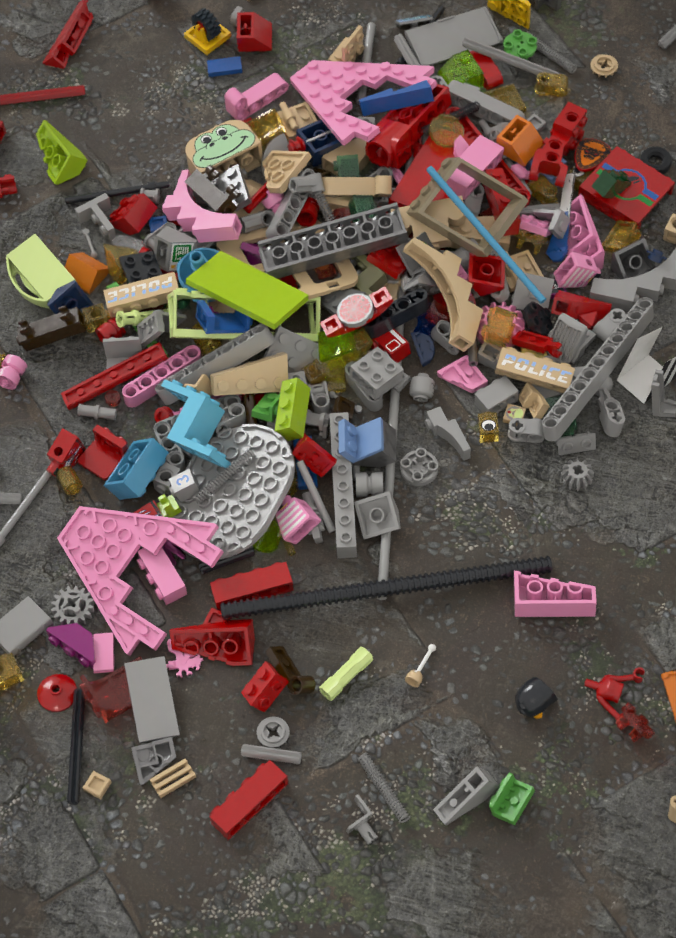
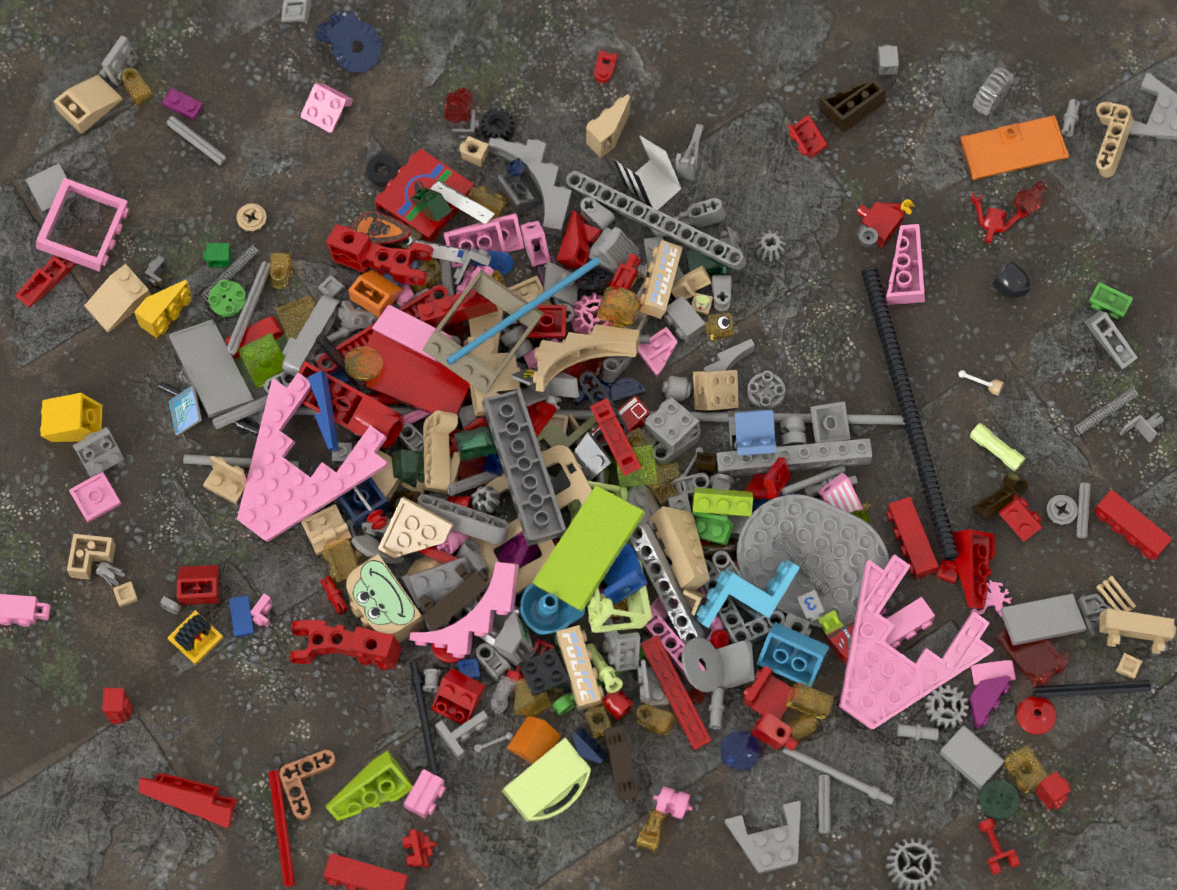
camera: 95 degrees left, 10 degrees up
(47, 190) = (424, 794): none -> bright pink brick
(50, 428) = (740, 751): none -> clear blue dish
(51, 580) = (917, 732): none -> light grey pin
(74, 105) = (295, 781): none -> nougat beam
(91, 484) = (810, 701): none -> clear yellow brick
(92, 360) = (657, 720): none -> clear yellow piece
(134, 789) = (1136, 625): none -> tan brick
(138, 413) = (724, 666): none -> light grey piece
(194, 120) = (363, 644): none -> red brick
(227, 76) = (262, 607): none -> bright pink bracket
(245, 104) = (291, 575): bright pink beam -> none
(307, 184) = (442, 495): light grey piece -> none
(309, 220) = (485, 499): none -> light grey piece
(355, 310) = (613, 438): tile -> none
(417, 420) = (715, 390): none -> tan bracket
(460, 146) = (387, 348): bright pink tile -> none
(565, 41) = (217, 255): none -> green brick
(602, 572) = (881, 221): none -> red torso
(615, 209) = (463, 202): none -> white sticker

